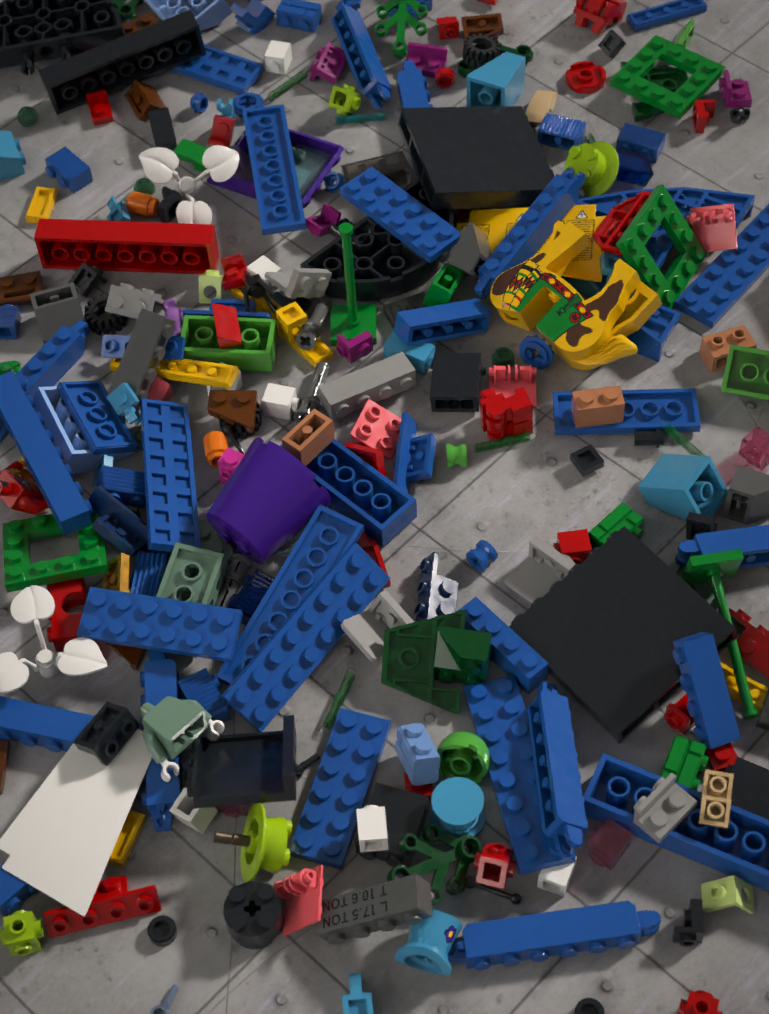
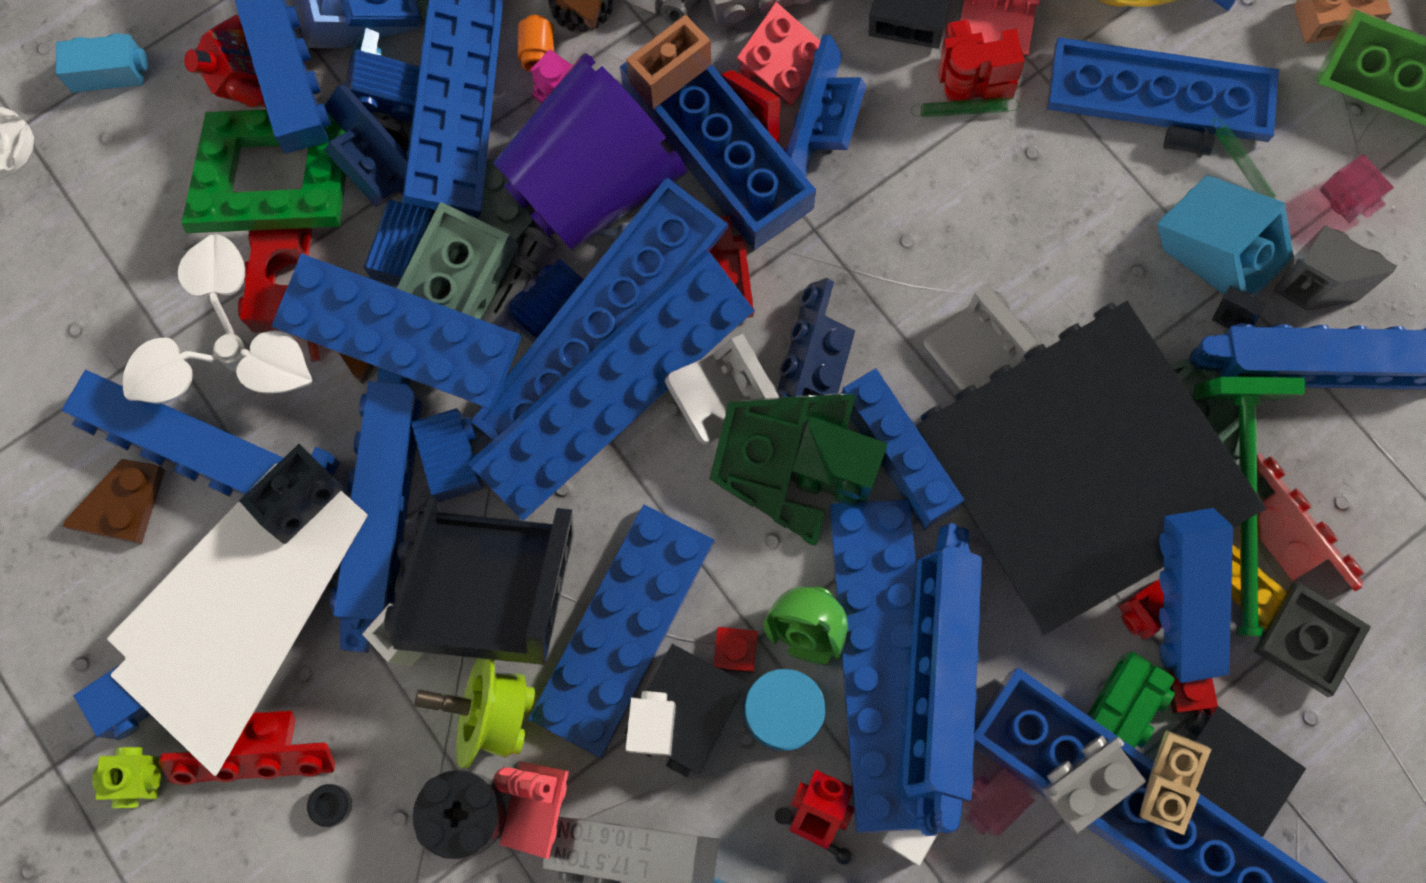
camera: 10 degrees right, 20 degrees up
(118, 574) = (352, 238): pearl gold bracket -> none
(127, 838) = (304, 651): yellow tile -> none
(174, 726) = (388, 505): sand green torso -> none
(227, 429) = (556, 17): black hinge -> none
(303, 765) = (568, 590): black hand -> none
(341, 701) = (624, 513): green piece -> none
(417, 754) = (741, 609): medium blue brick -> none
(439, 859) = (739, 788): dark green plant -> none
(456, 455) = (891, 118): bright green wheel -> none
(481, 555) = (898, 294): blue wheel -> none
(574, 544) = (1039, 305): red brick -> none
(587, 460) = (1087, 161): black plate -> none
(597, 406) = (1124, 77): nougat brick -> none
(618, 518) = (1114, 281): green brick -> none

